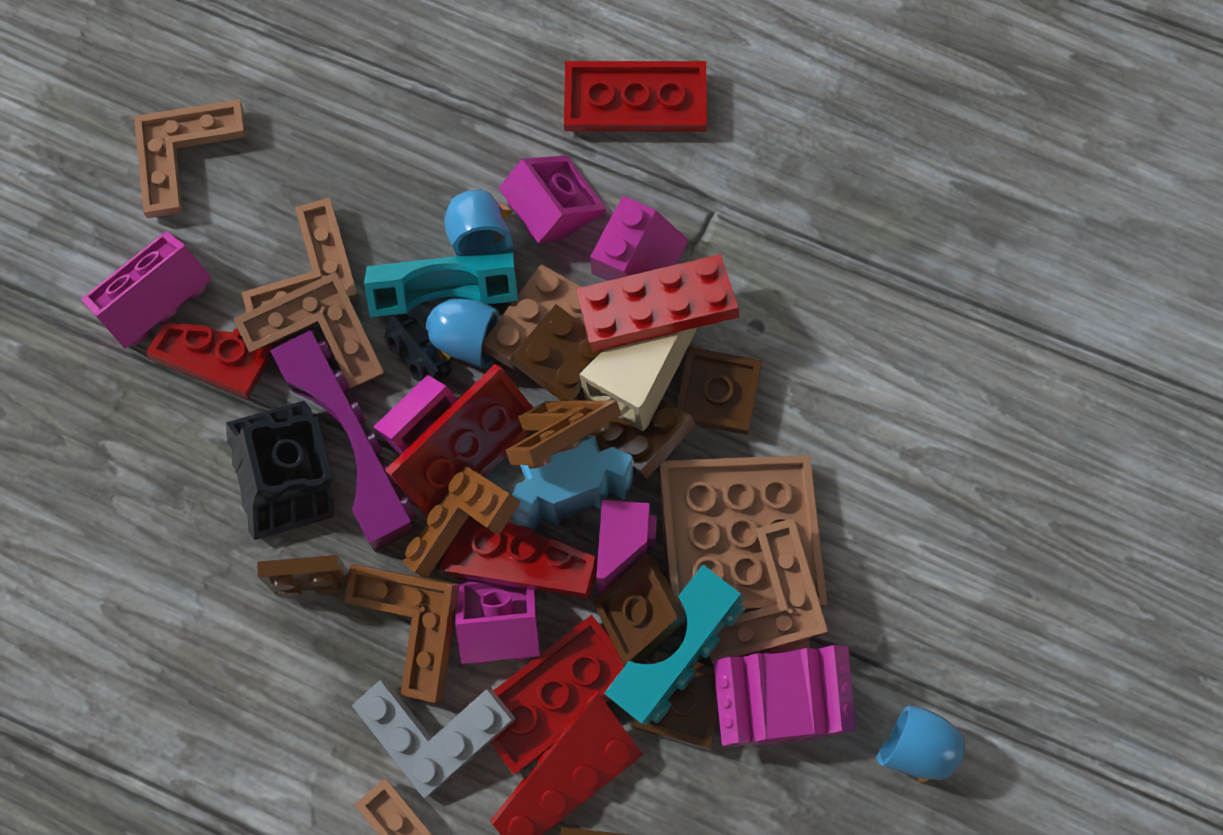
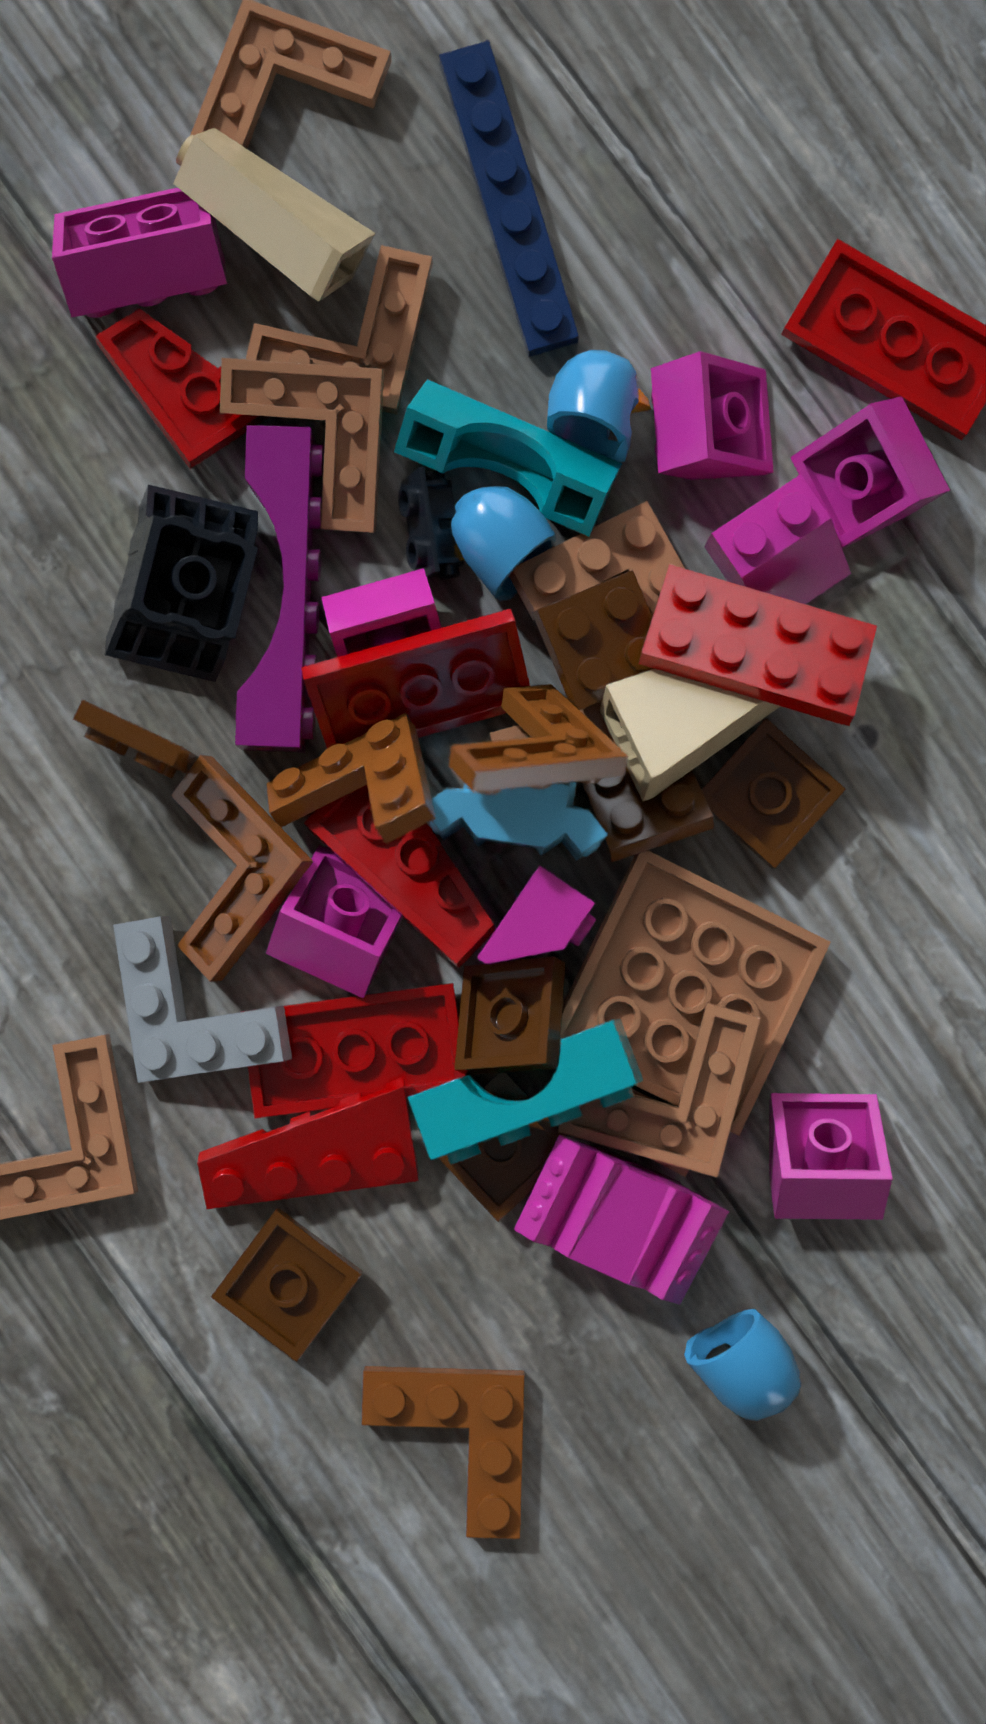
camera: 30 degrees right, 15 degrees up
(217, 222) = (272, 213): none -> tan slope
(358, 144) = (508, 198): none -> dark blue plate
(664, 173) = (871, 470): none -> dark pink slope
(890, 587) = (827, 1156): none -> dark pink slope

